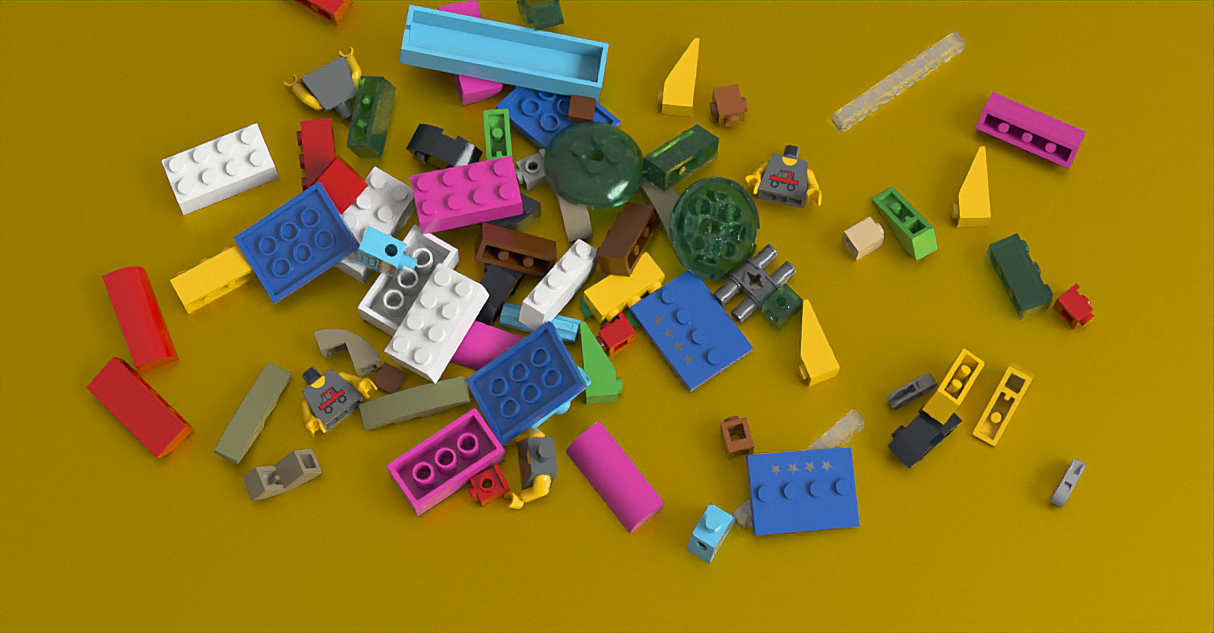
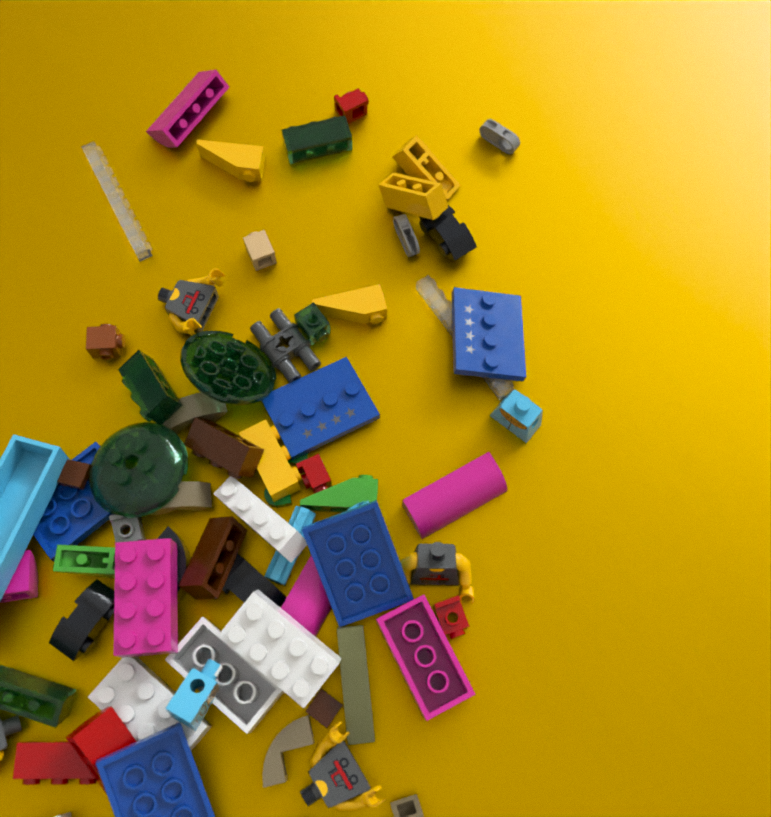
camera: 85 degrees left, 0 degrees up
(680, 84) = (77, 381): yellow slope -> none
(739, 427) = (436, 376): dark orange brick -> none
(906, 223) = (253, 214): bright green slope -> none

